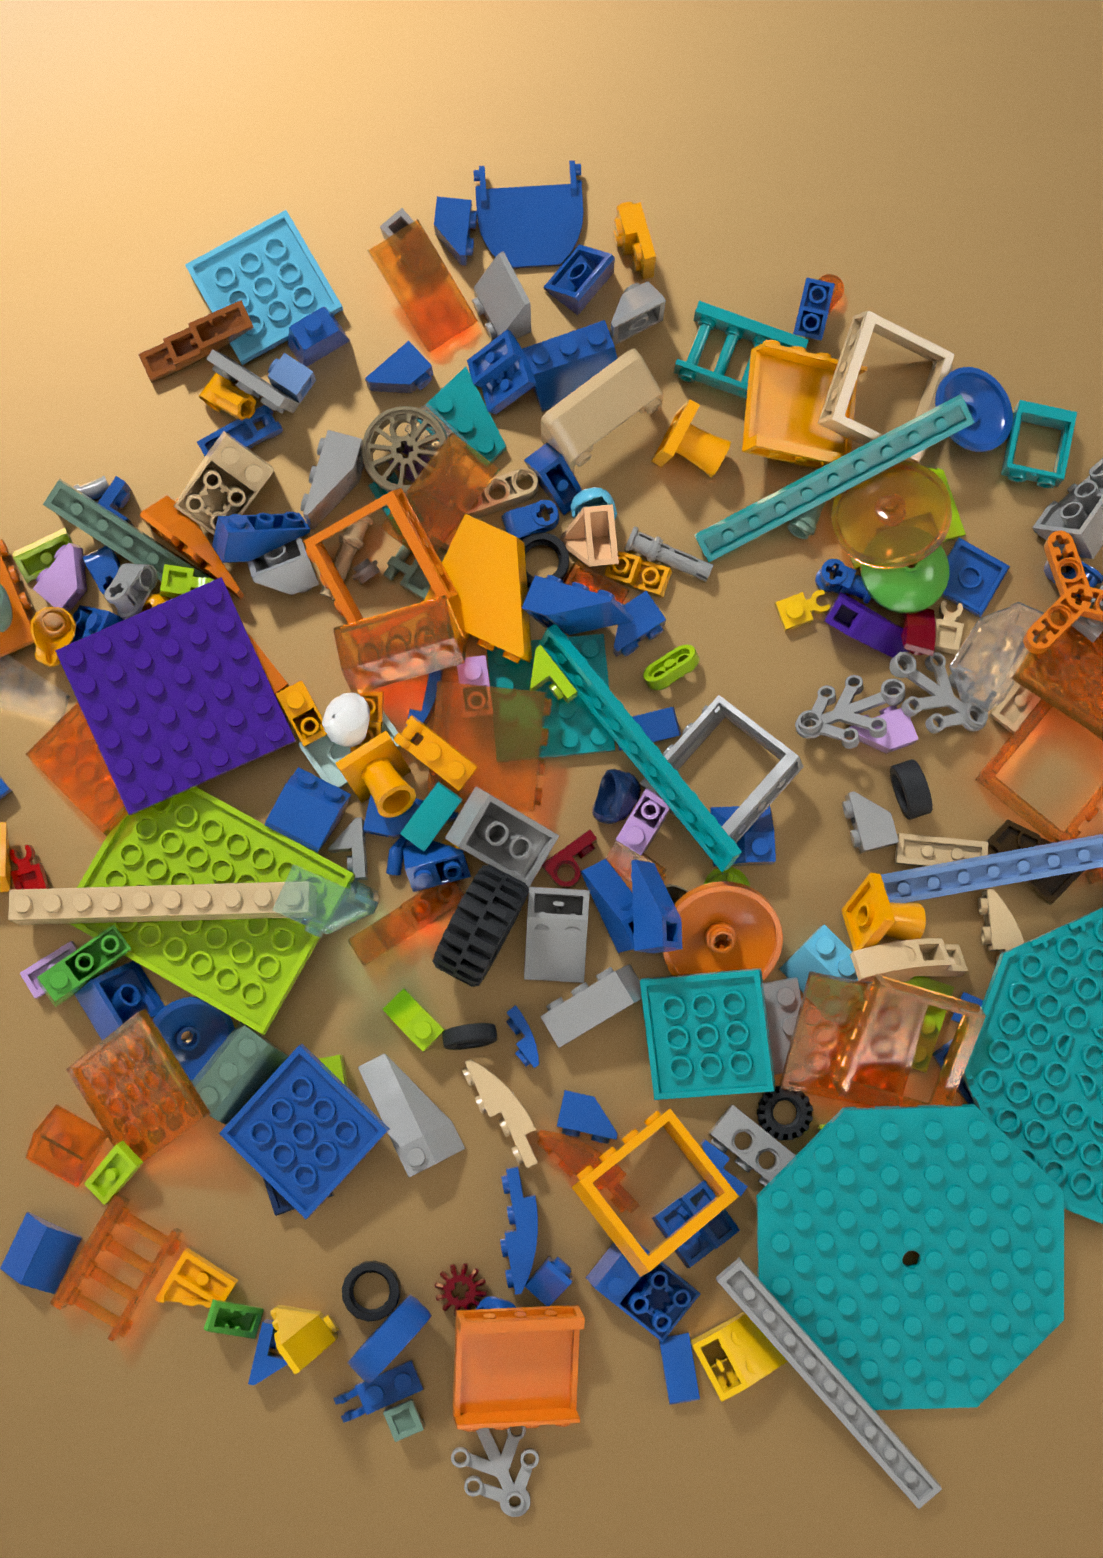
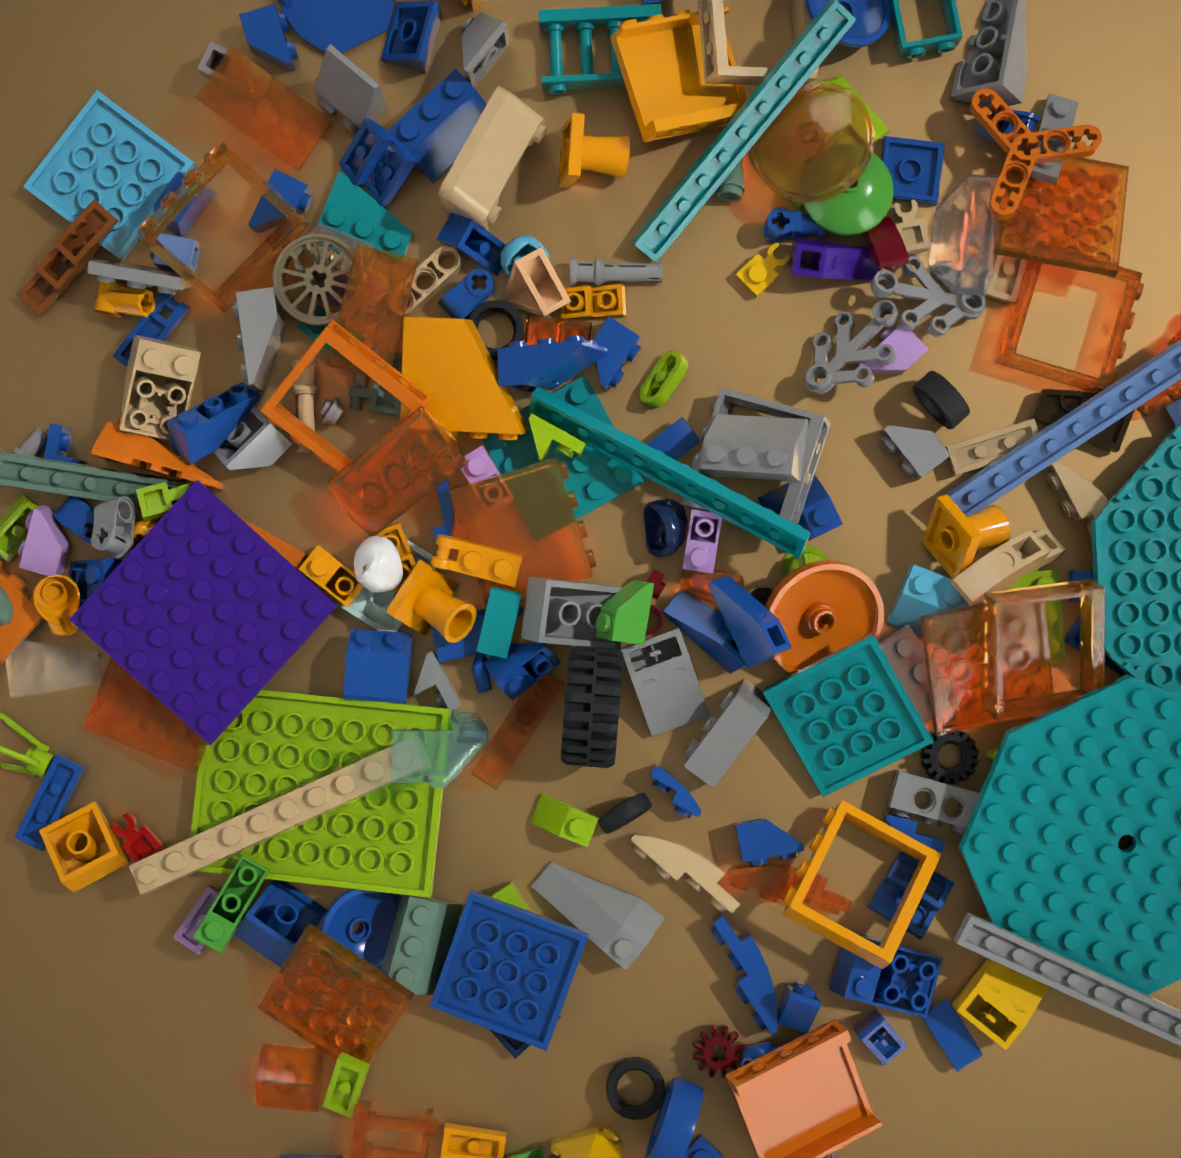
camera: 20 degrees left, 5 degrees up
(357, 414) = (258, 261): none -> clear orange window
(547, 857) = (626, 614): none -> bright green slope
(613, 1342) = (880, 1037): none -> blue slope
(725, 759) = (755, 447): none -> light grey slope

